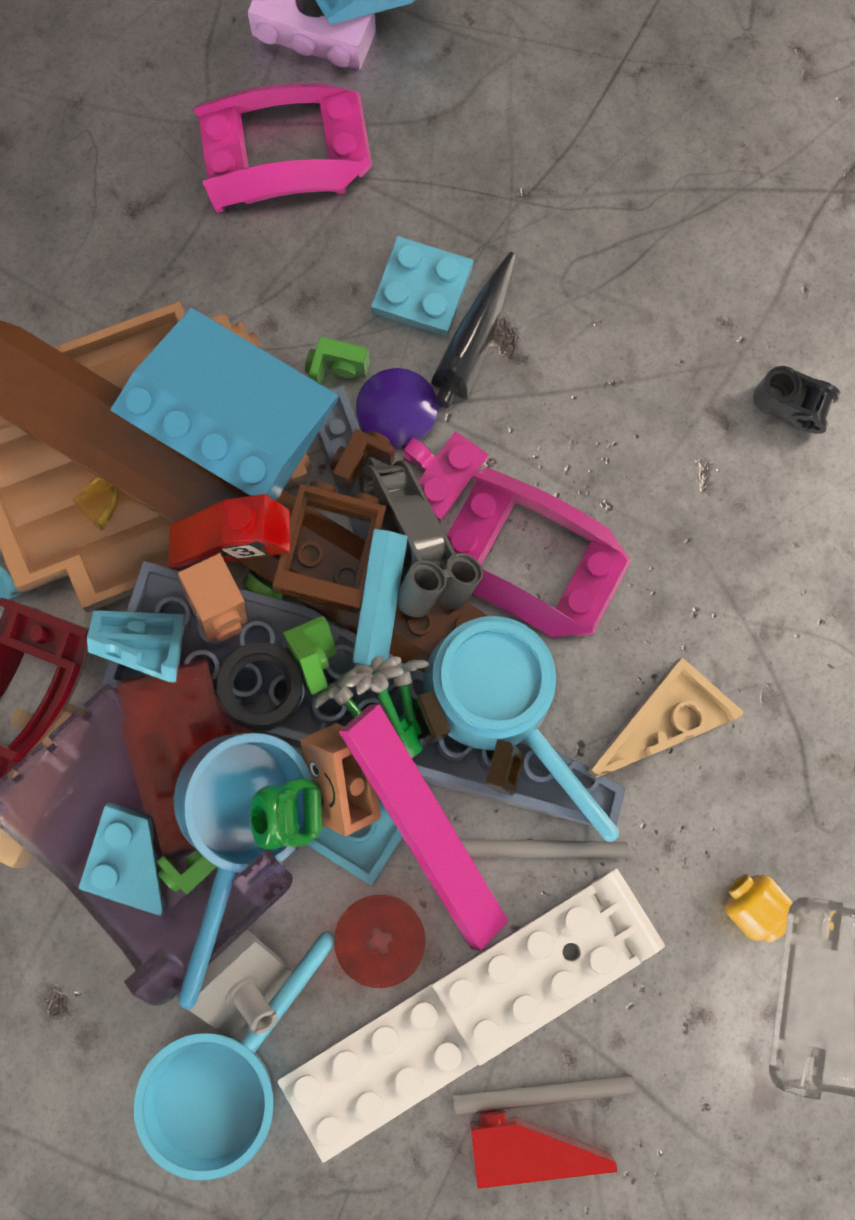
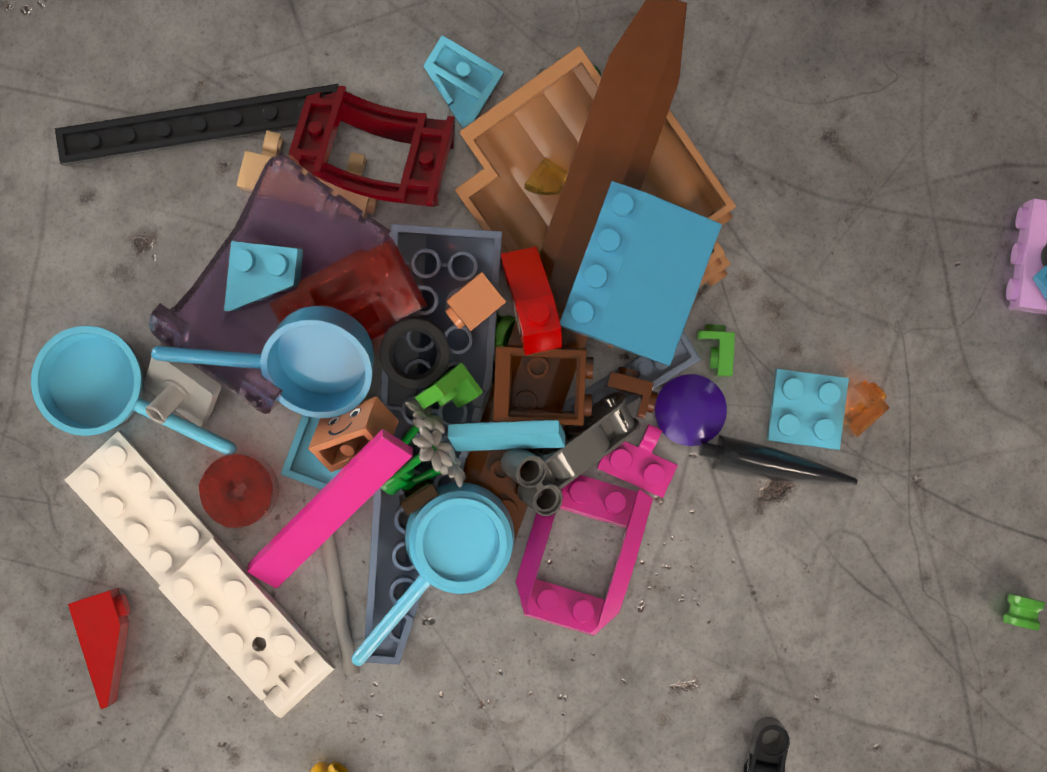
camera: 80 degrees right, 10 degrees up
(138, 640) = (429, 248): medium azure wing -> none
(177, 878) = (255, 323): bright green bracket -> none
(225, 153) = (901, 207): dark pink wedge -> none
(276, 816) = (311, 391): green piece -> none
(438, 222) = (862, 415): none -> clear orange bracket
(505, 768) = (390, 565): dark brown tile -> none
(544, 1094) = (149, 642): light grey bar -> none
(674, 711) = (472, 694): tan wing -> none
(683, 109) = (1023, 612): none -> bright green wheel

